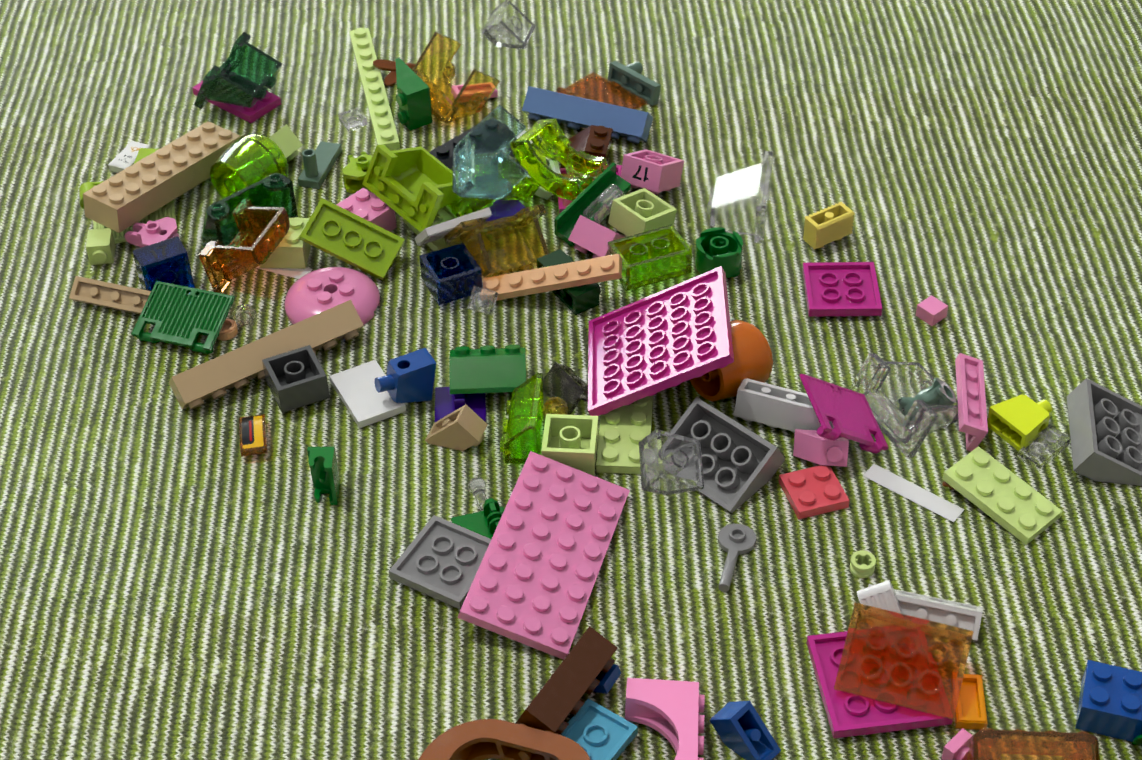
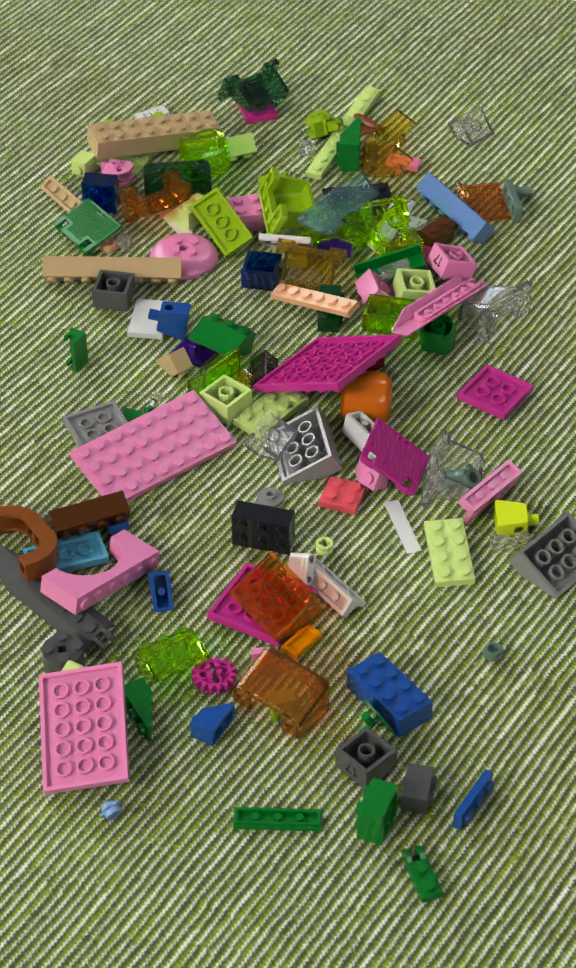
camera: 35 degrees right, 0 degrees up
(253, 435) = (63, 311): slope -> none
(318, 164) = (252, 172): sand green piece -> none
(348, 86) = (322, 123): none -> lime hinge
(482, 300) = (266, 296): clear plate -> none
(699, 222) = (435, 304): none -> bright pink hinge
(787, 579) = (263, 527): none -> black brick
(828, 225) = (528, 348): light yellow brick -> none
(931, 310) = (538, 432): bright pink piece -> none

